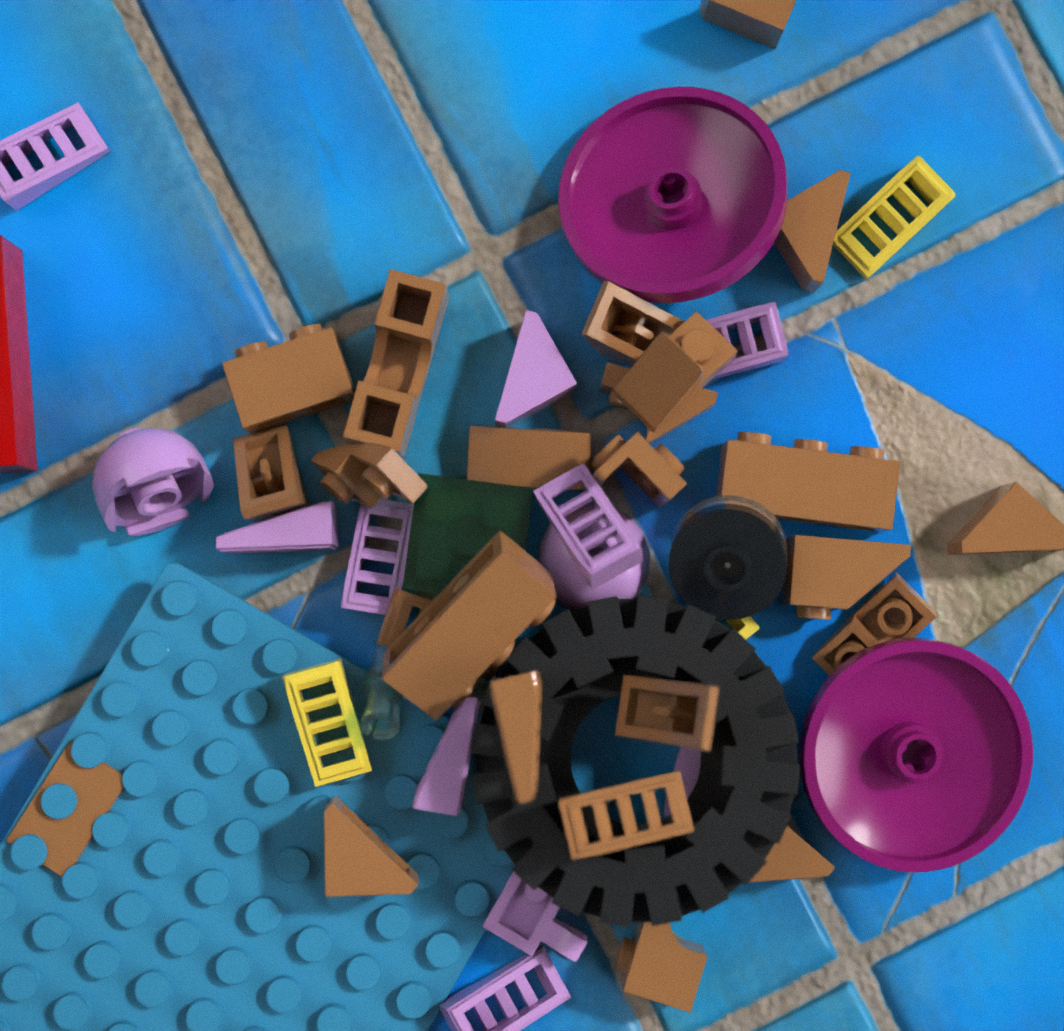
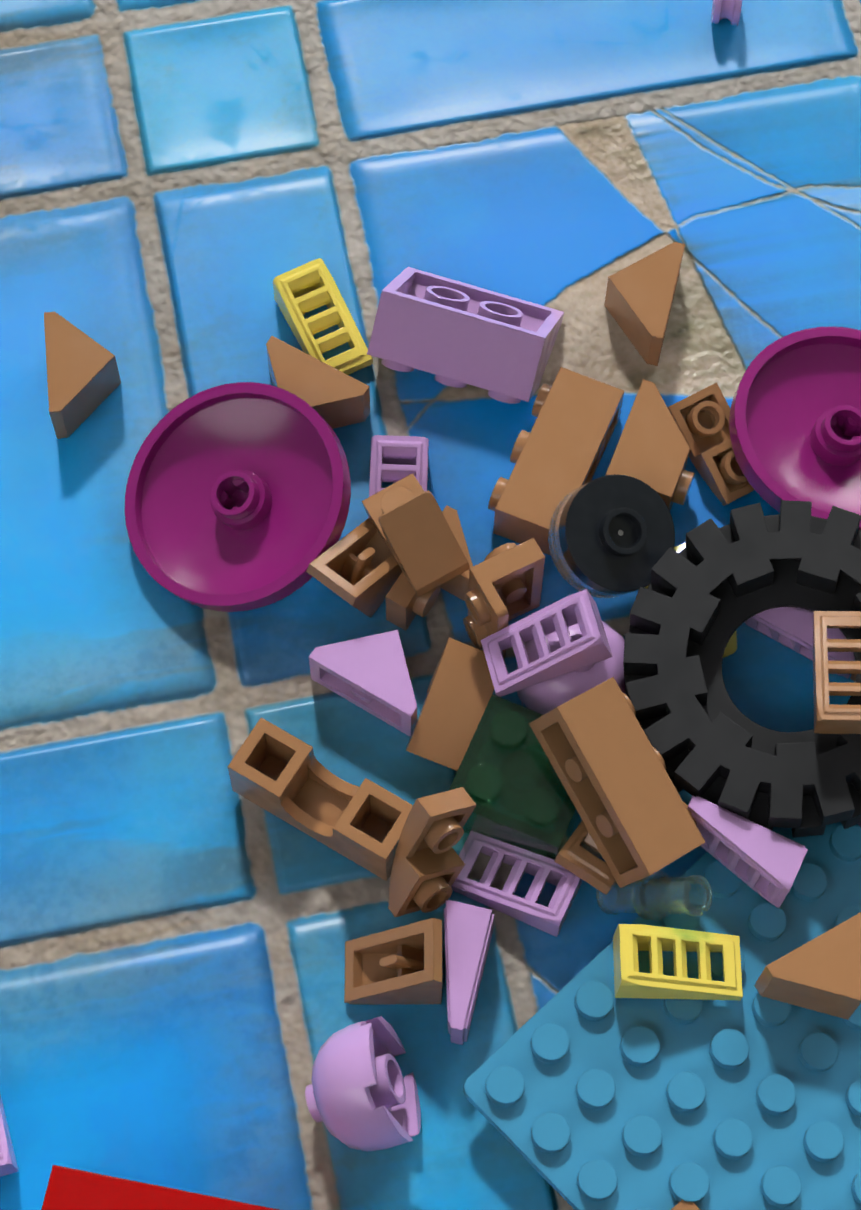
camera: 75 degrees left, 20 degrees down
(289, 378) = (302, 916): medium nougat brick -> none
(518, 715) = (733, 746): medium nougat slope -> none
(667, 712) = (756, 598): medium nougat slope -> none
(919, 358) = (464, 335): none -> lavender slope

